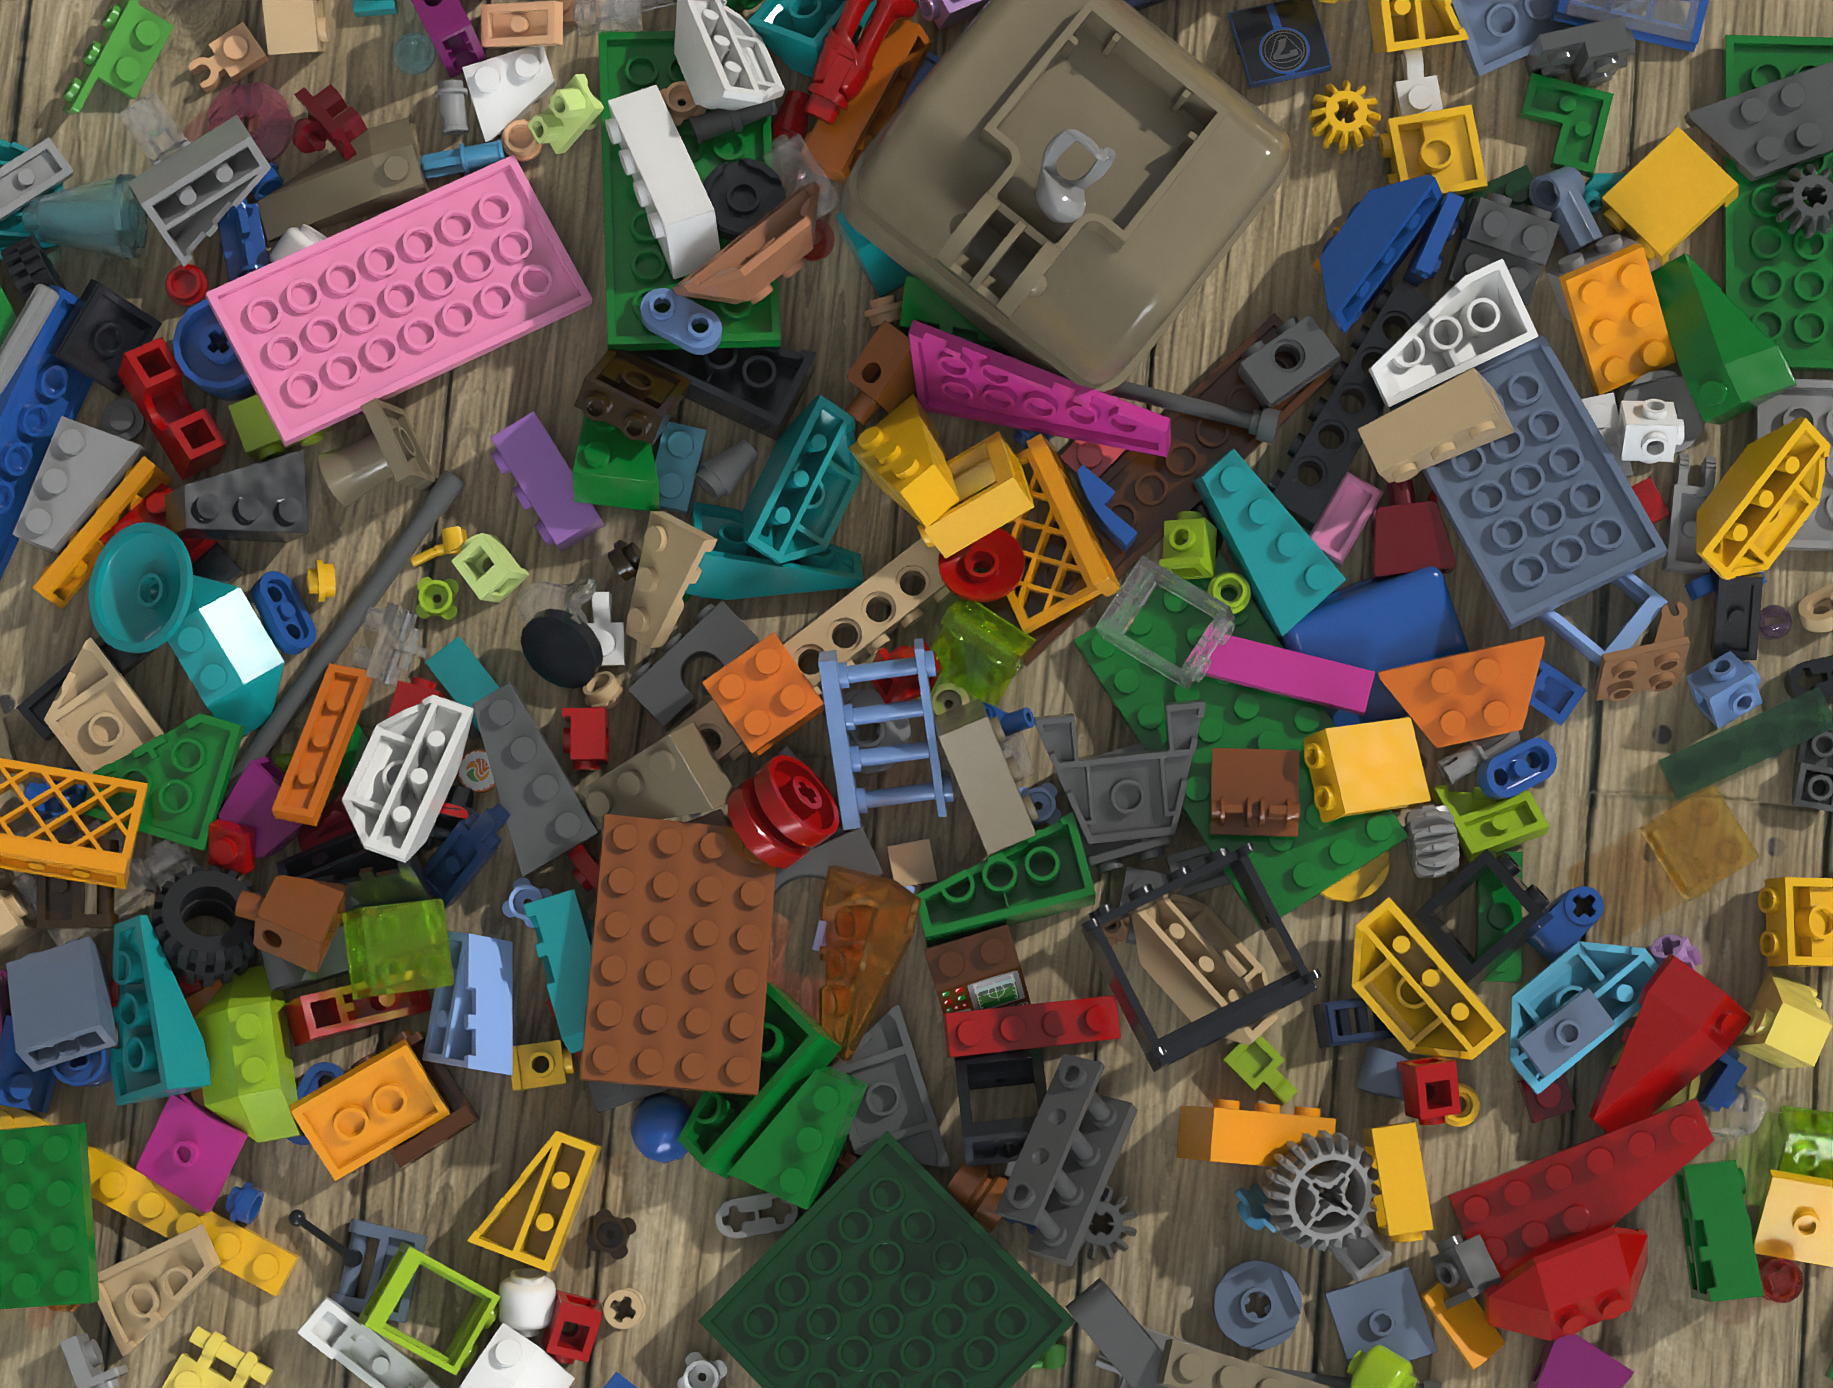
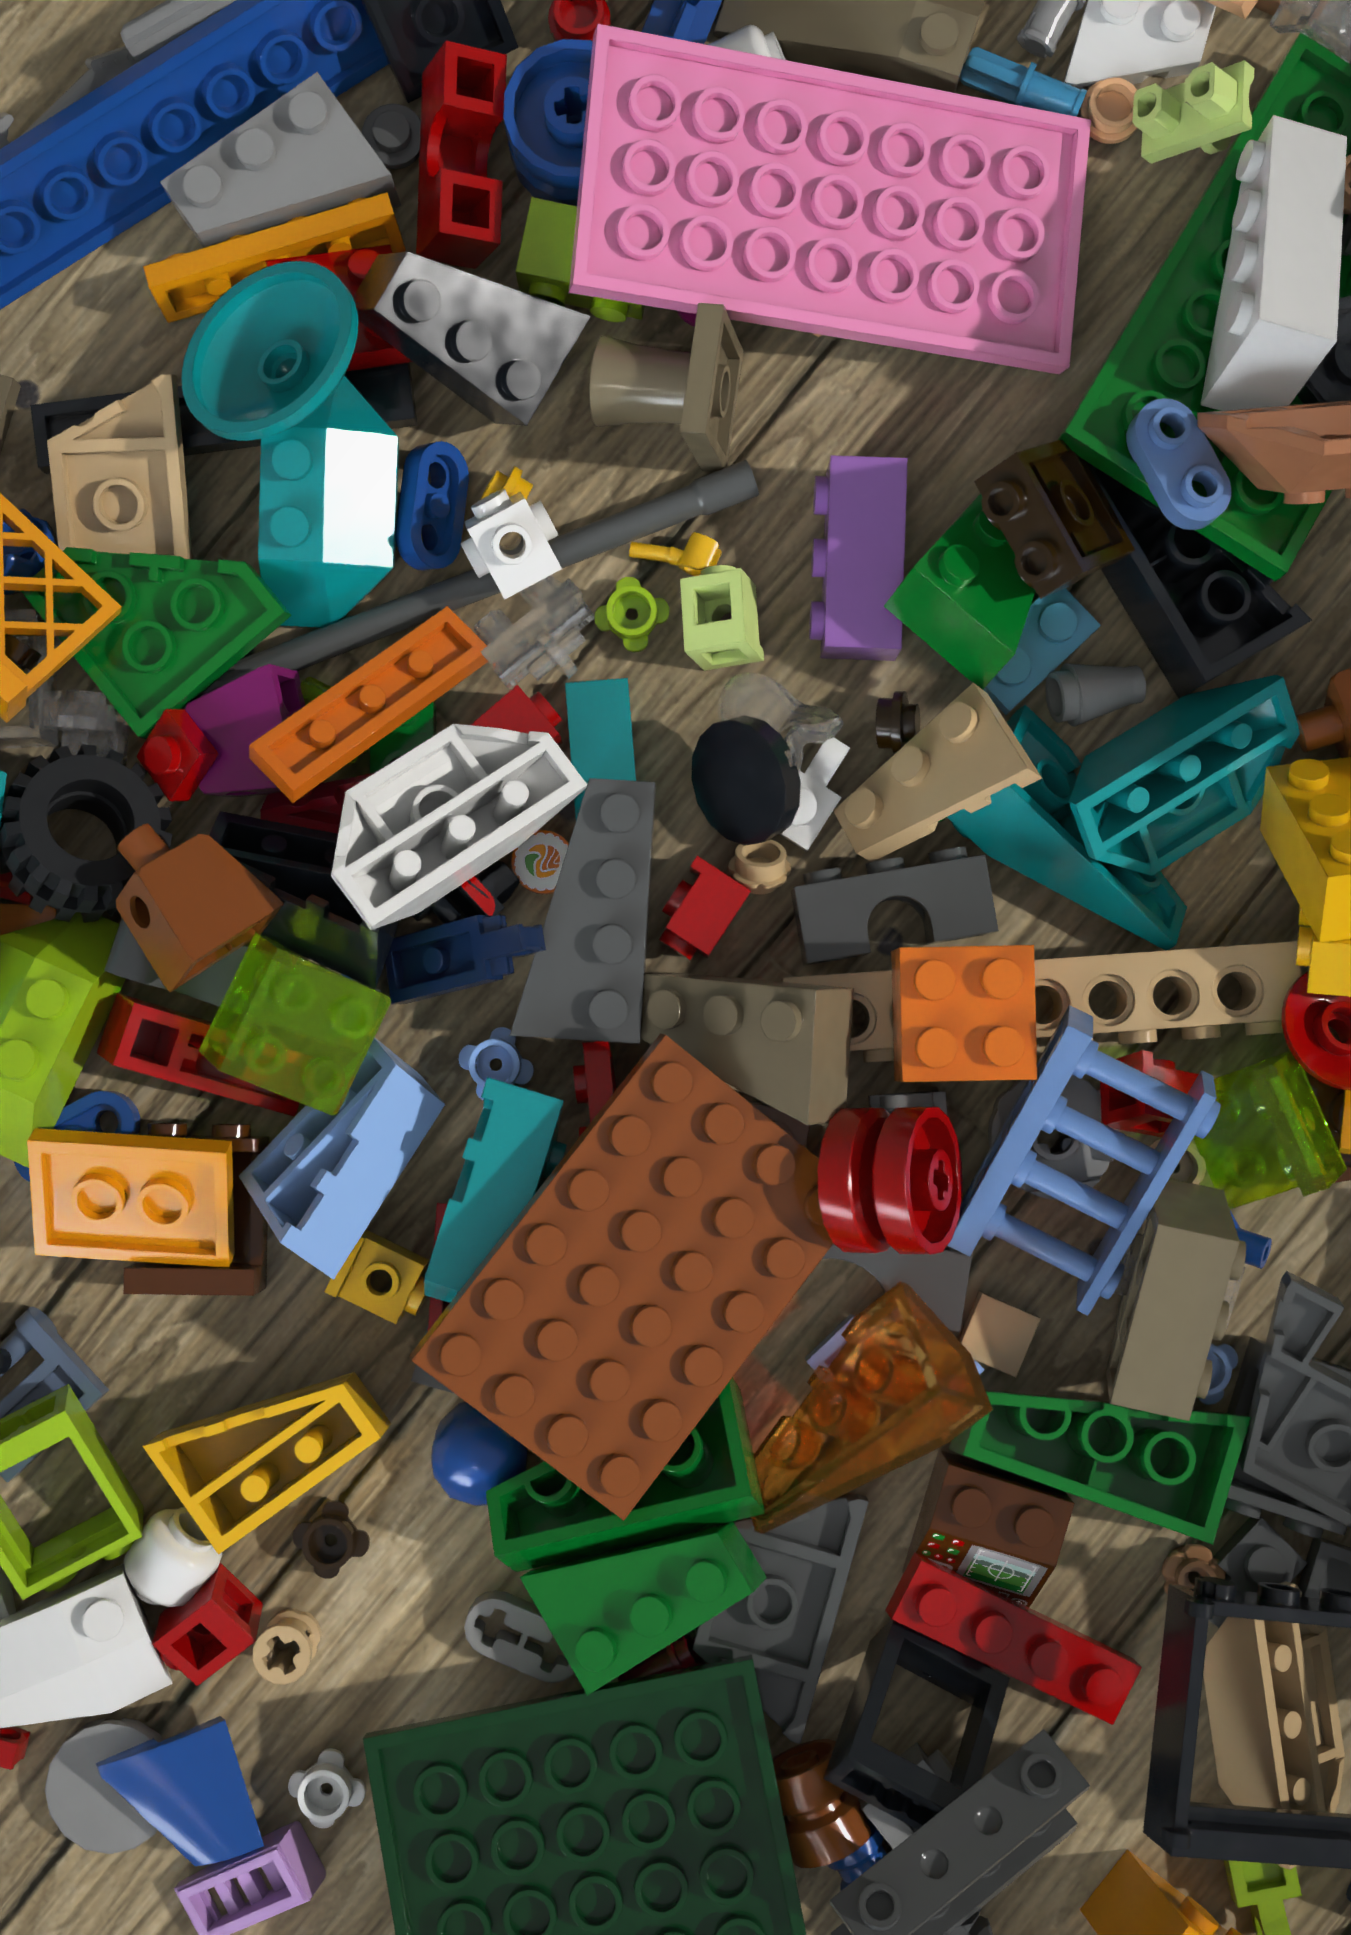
camera: 30 degrees right, 5 degrees up
(357, 607) = (518, 564): none -> white brick

